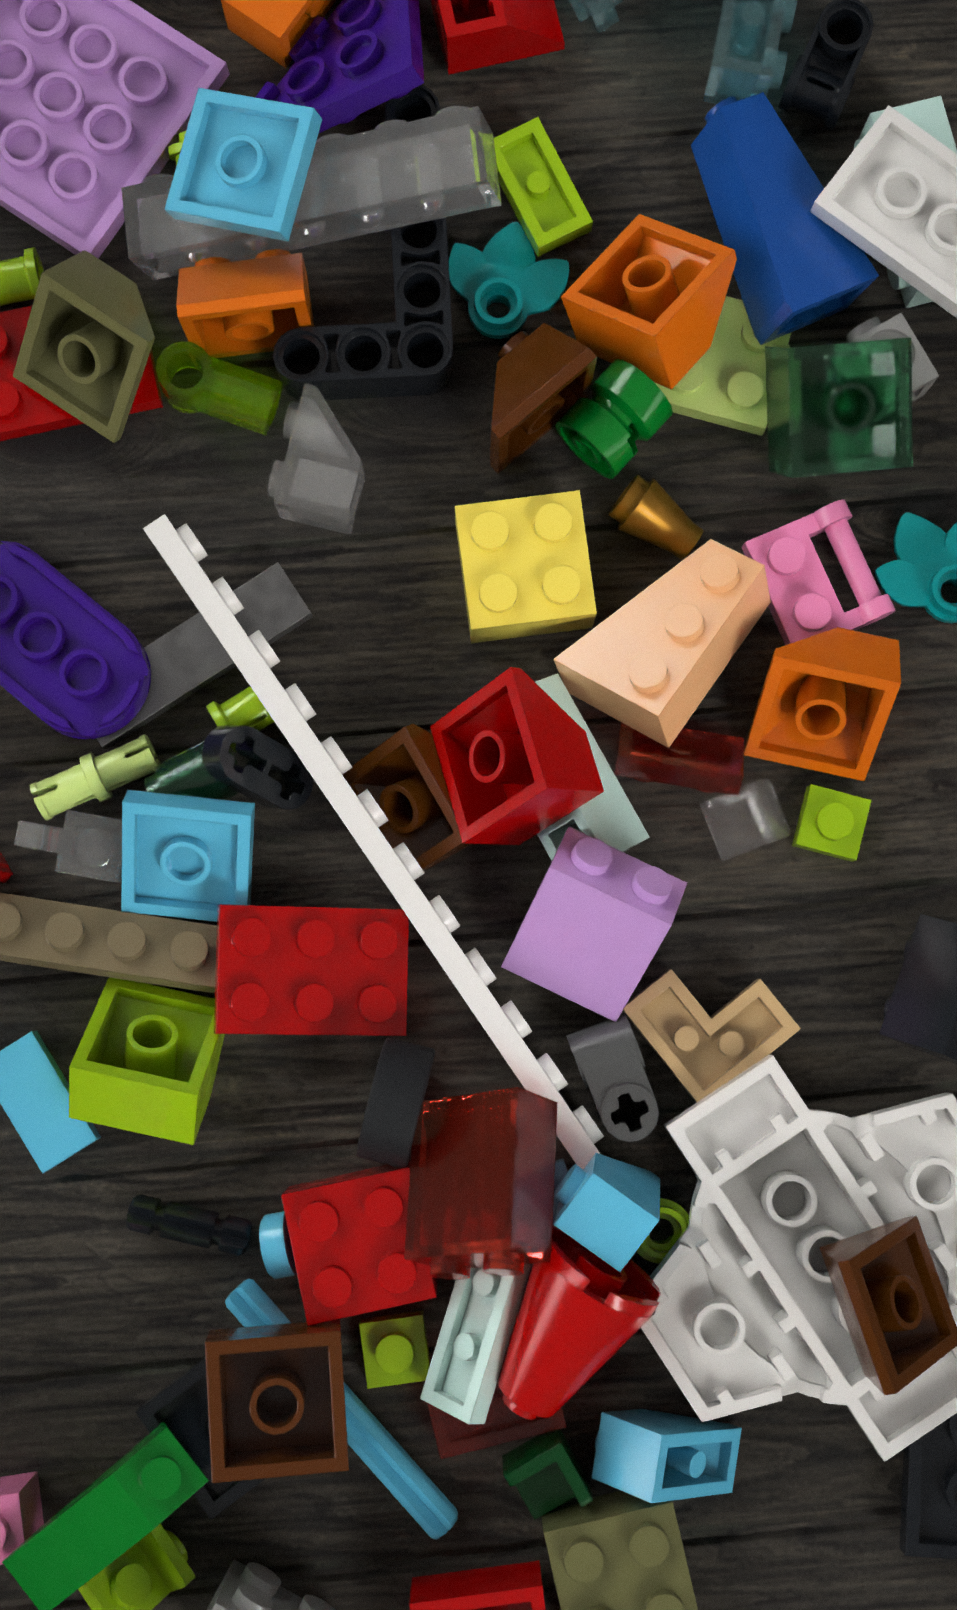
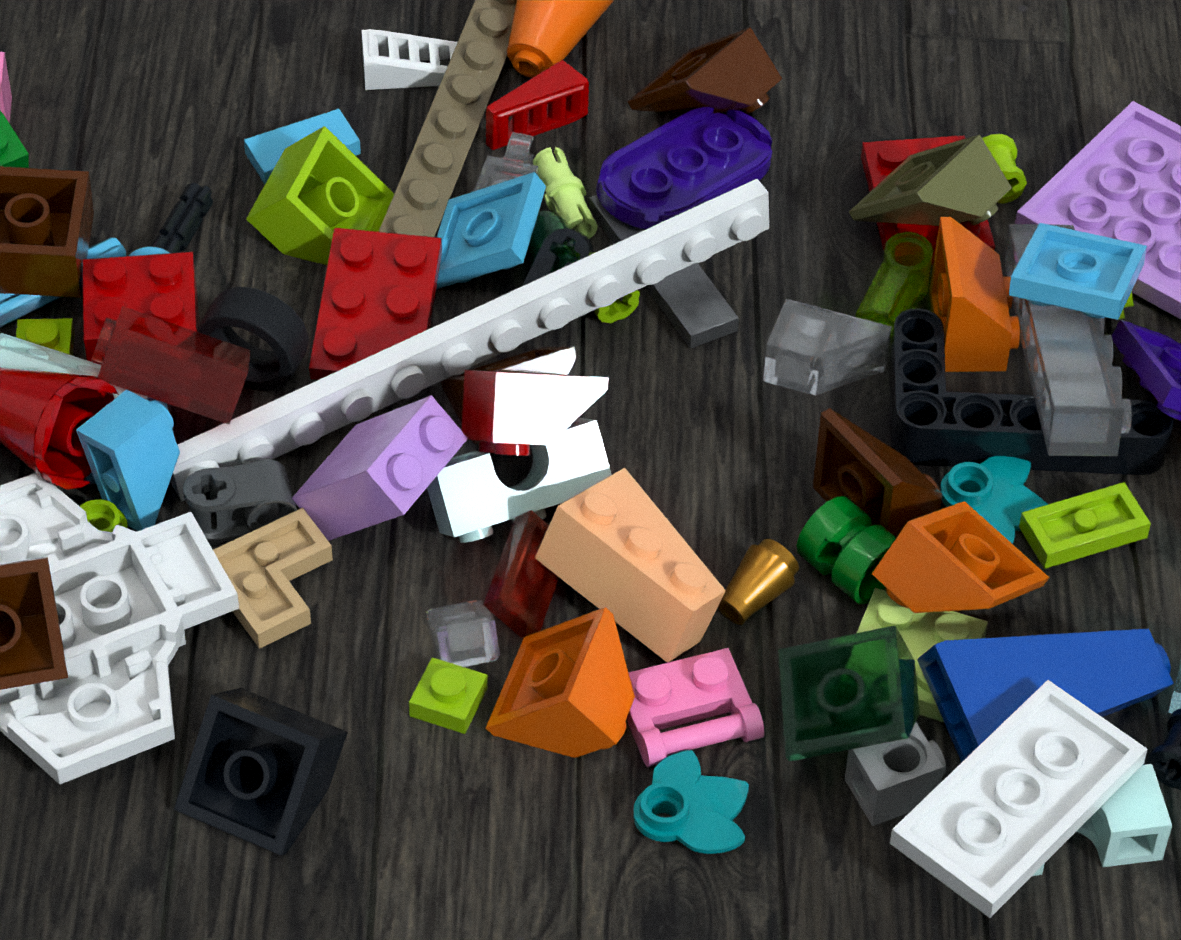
camera: 95 degrees right, 35 degrees down
(525, 566) = (717, 474): light yellow brick -> none

